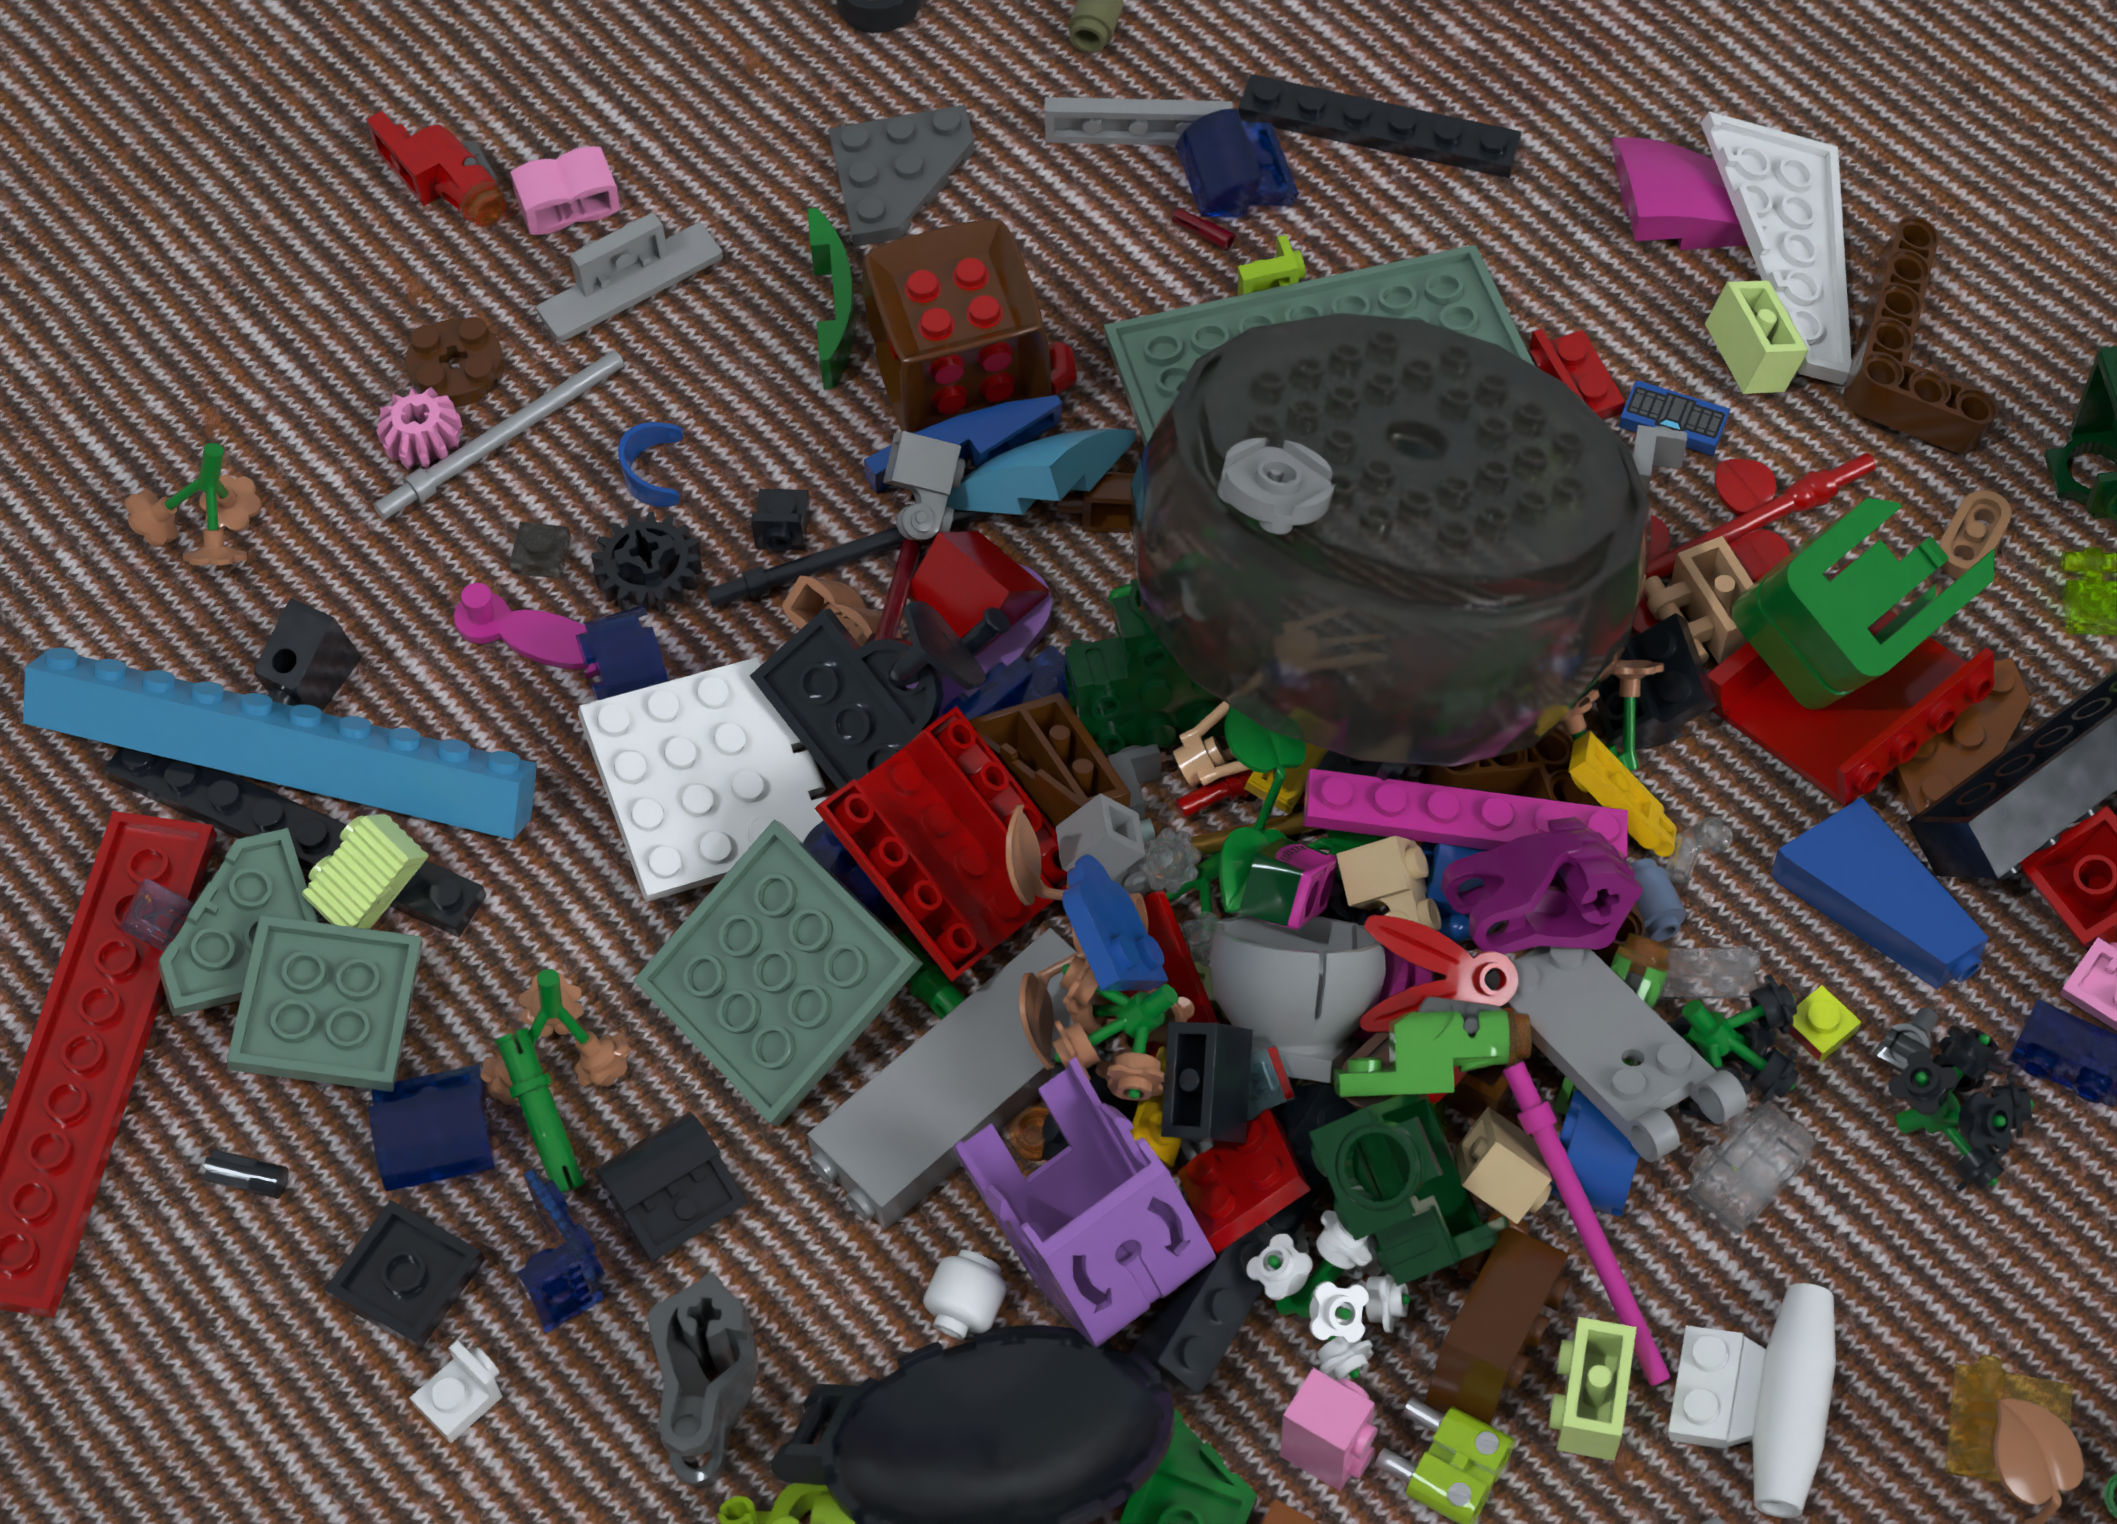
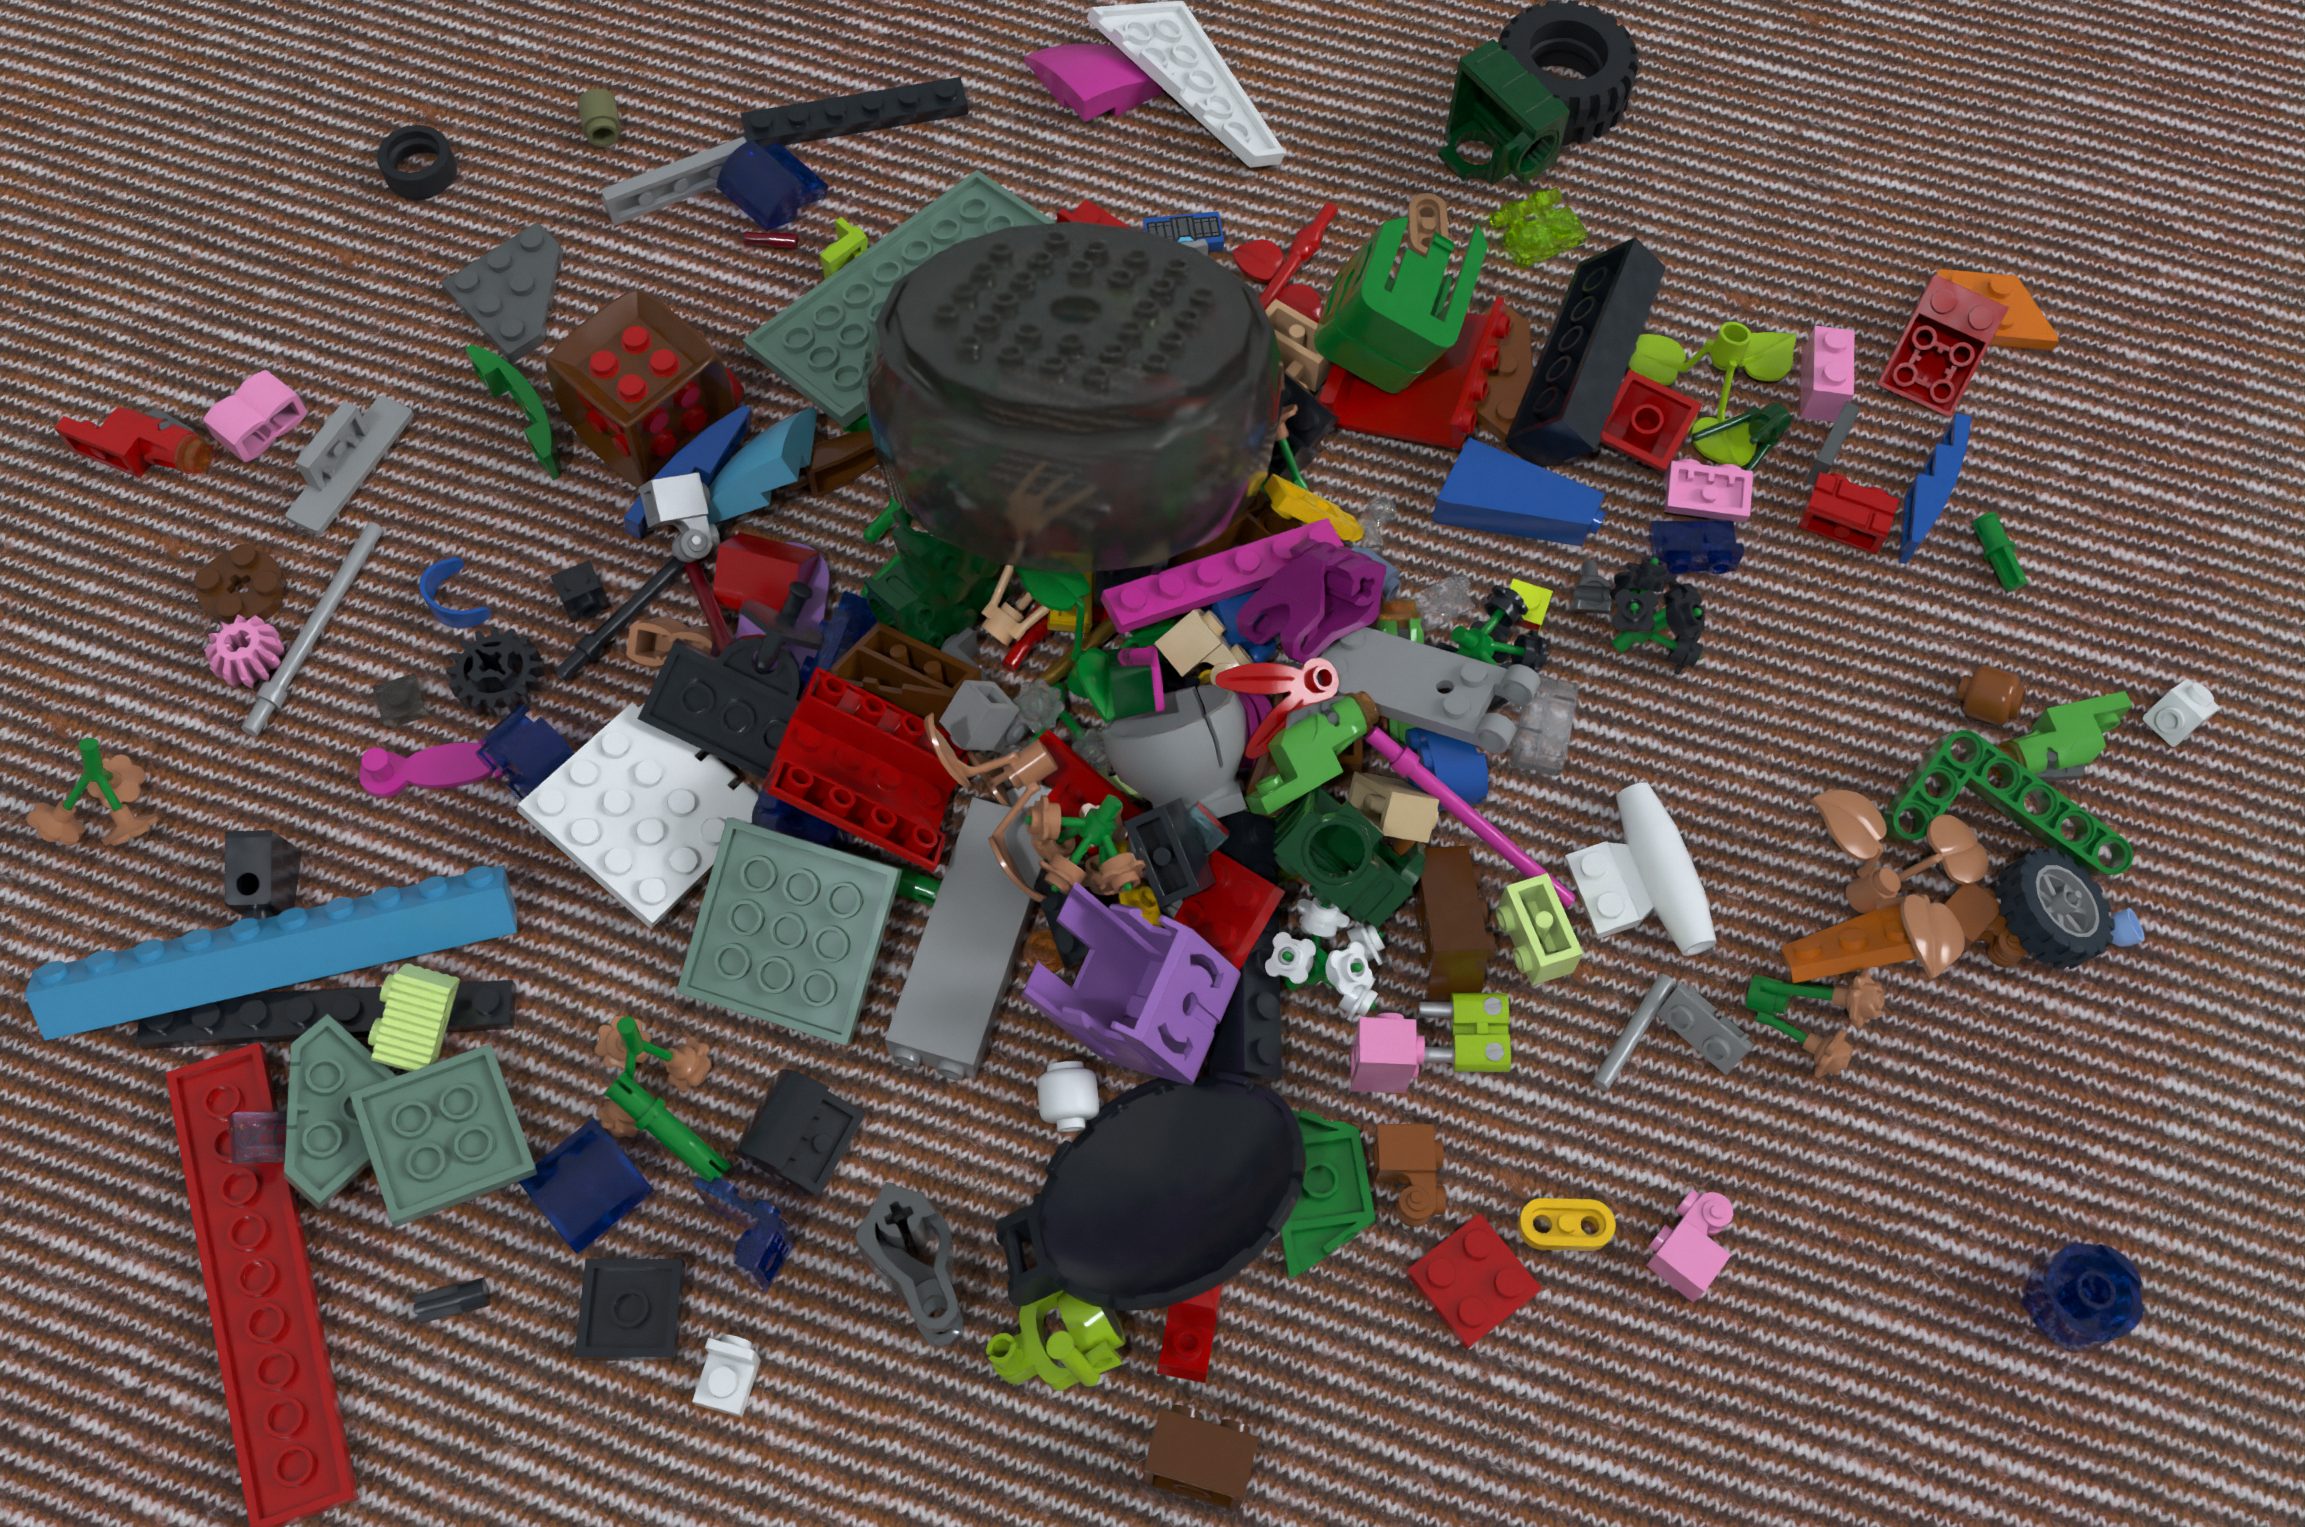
camera: 35 degrees left, 5 degrees up
(1111, 930) = (1059, 787): blue plate -> none
(1276, 484) = (1013, 382): light grey plate -> none
(1756, 337) = (1210, 153): yellowish green brick -> none
(1881, 378) = (1306, 142): reddish brown beam -> none
(1975, 1412) = (1789, 817): clear yellow hinge -> none

